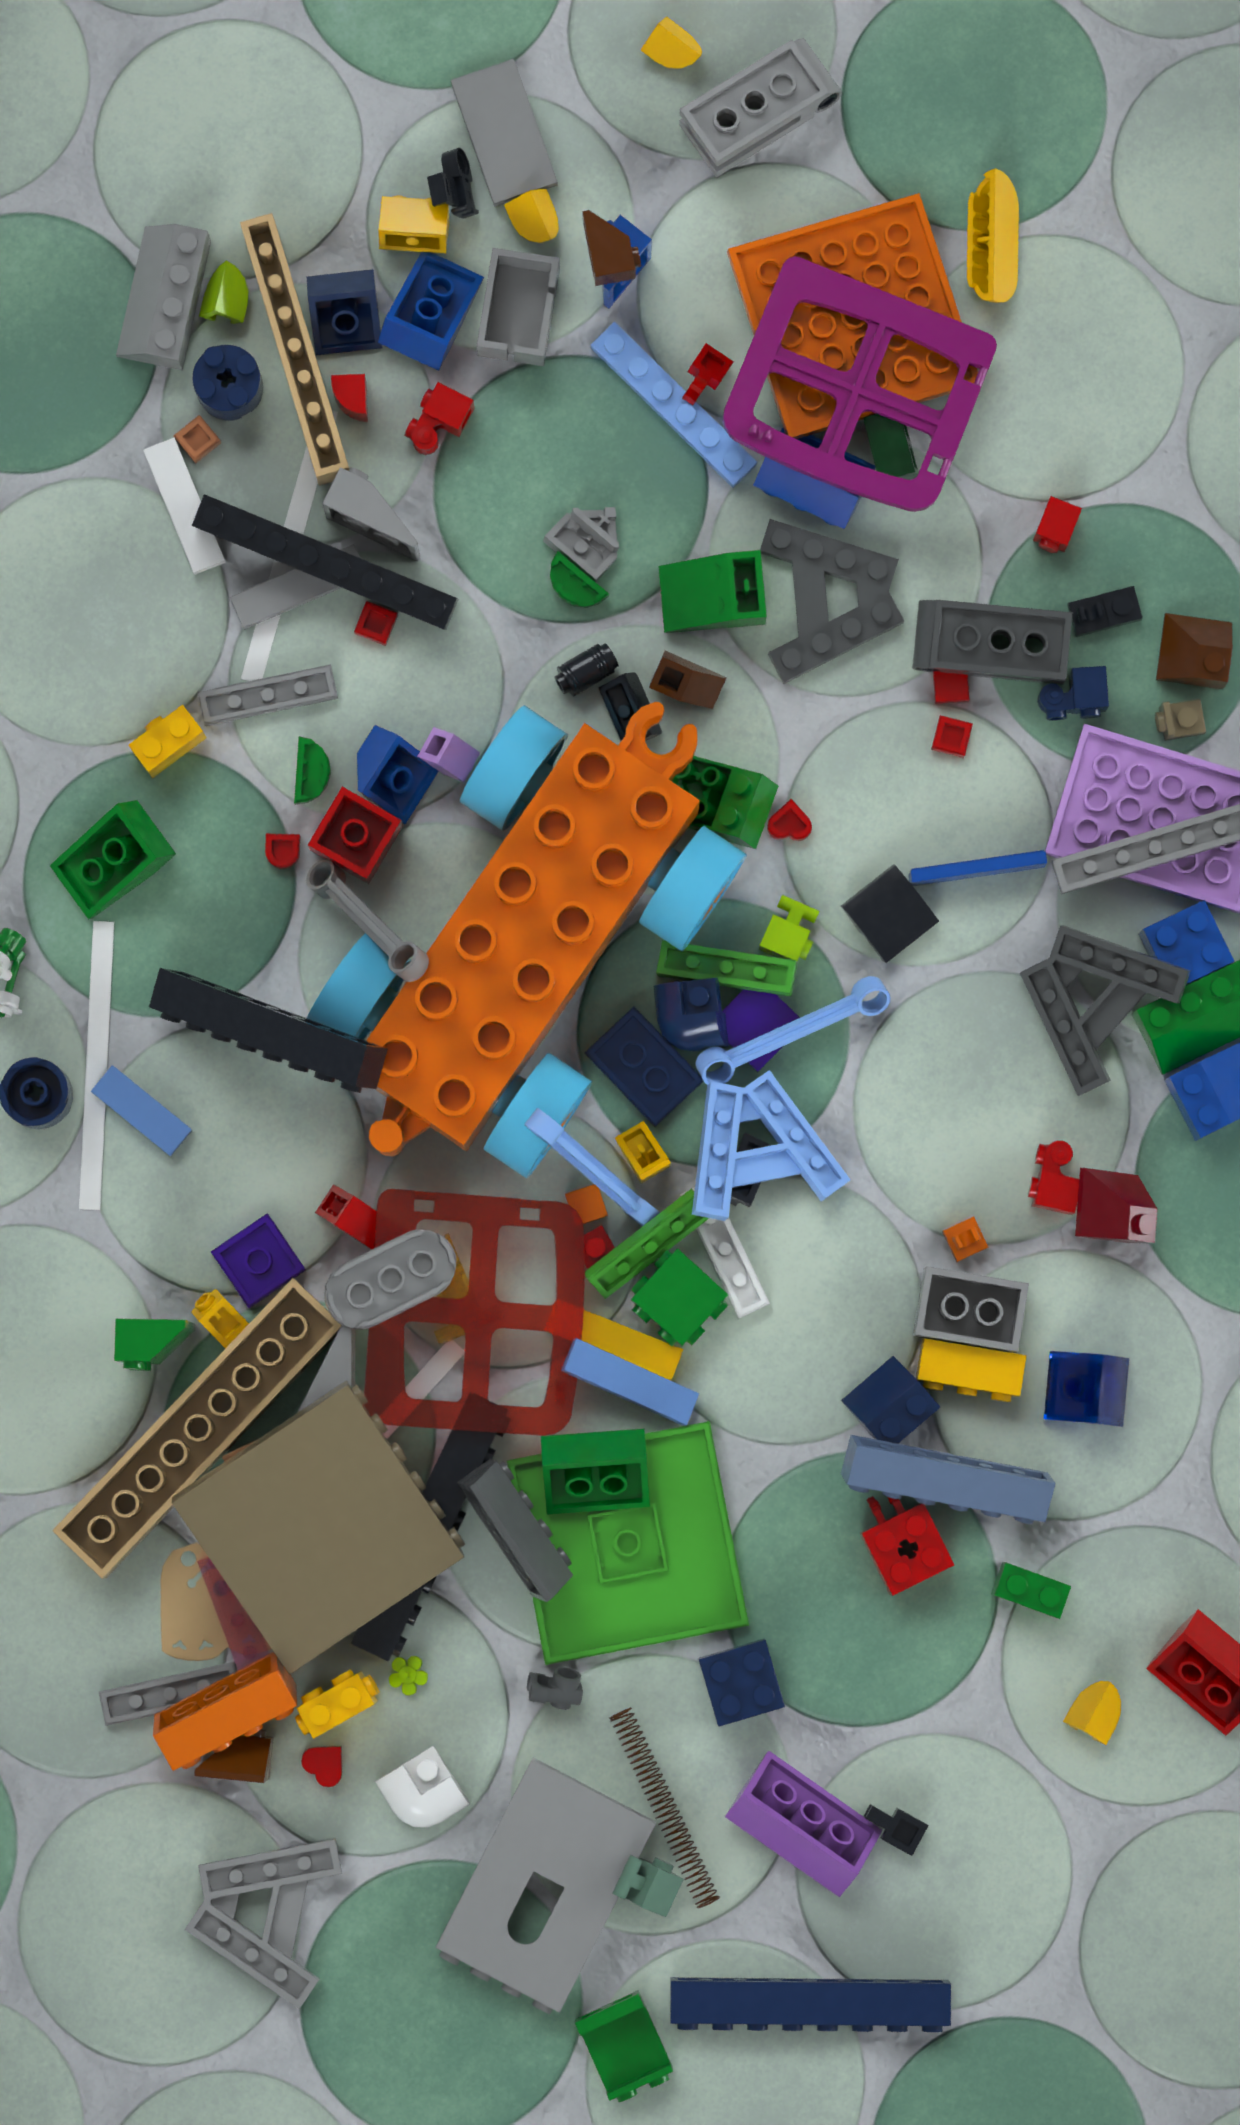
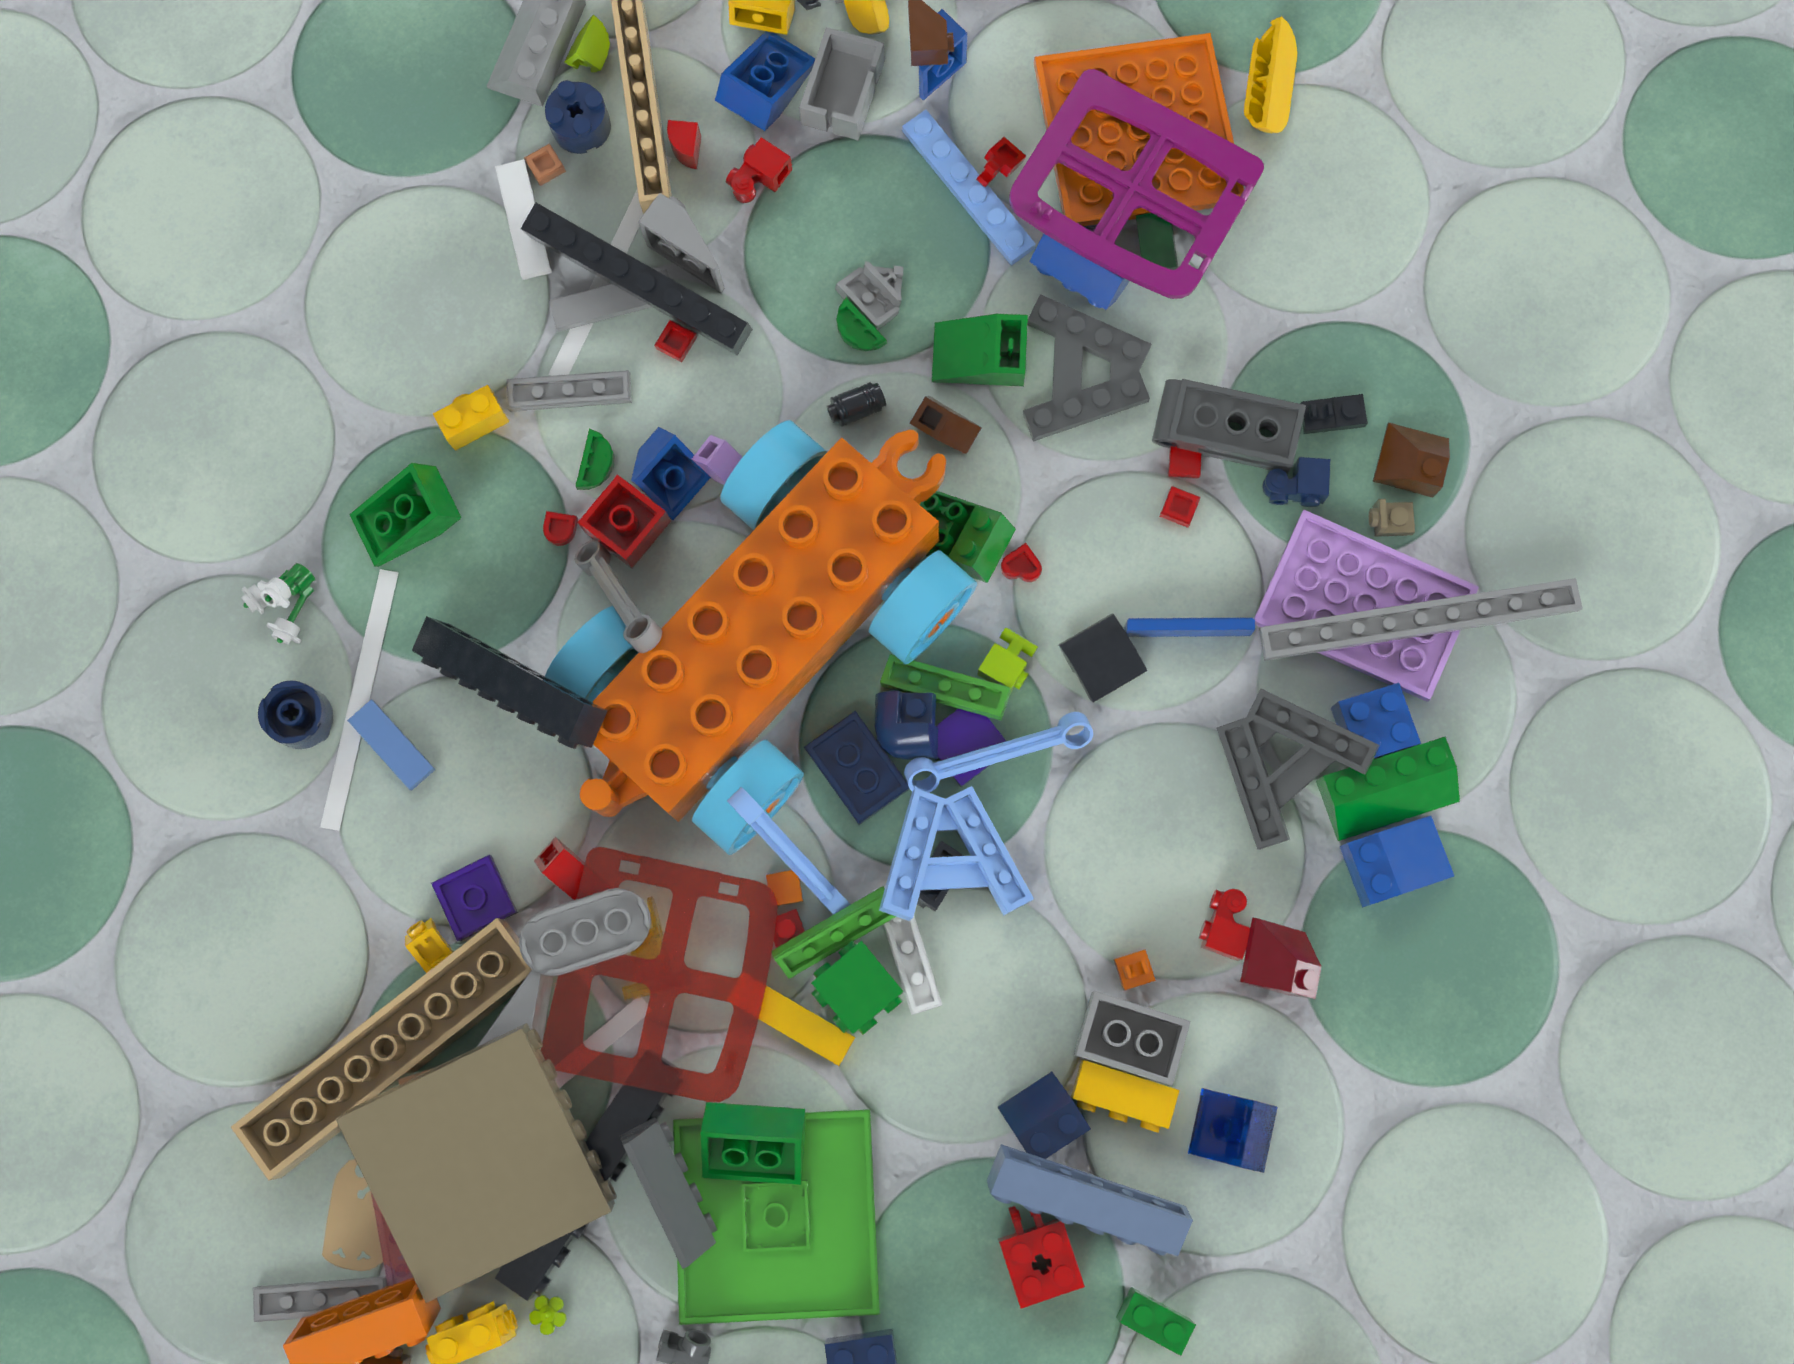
camera: 15 degrees right, 5 degrees down
(148, 1341) = (350, 960): green slope -> none
(344, 312) = (689, 72): dark blue slope -> none
(623, 699) = (882, 429): black slope -> none
(630, 1382) = (799, 1061): medium blue tile -> none
(643, 1152) = (844, 846): yellow slope -> none
(1057, 525) = (1299, 331): red brick -> none

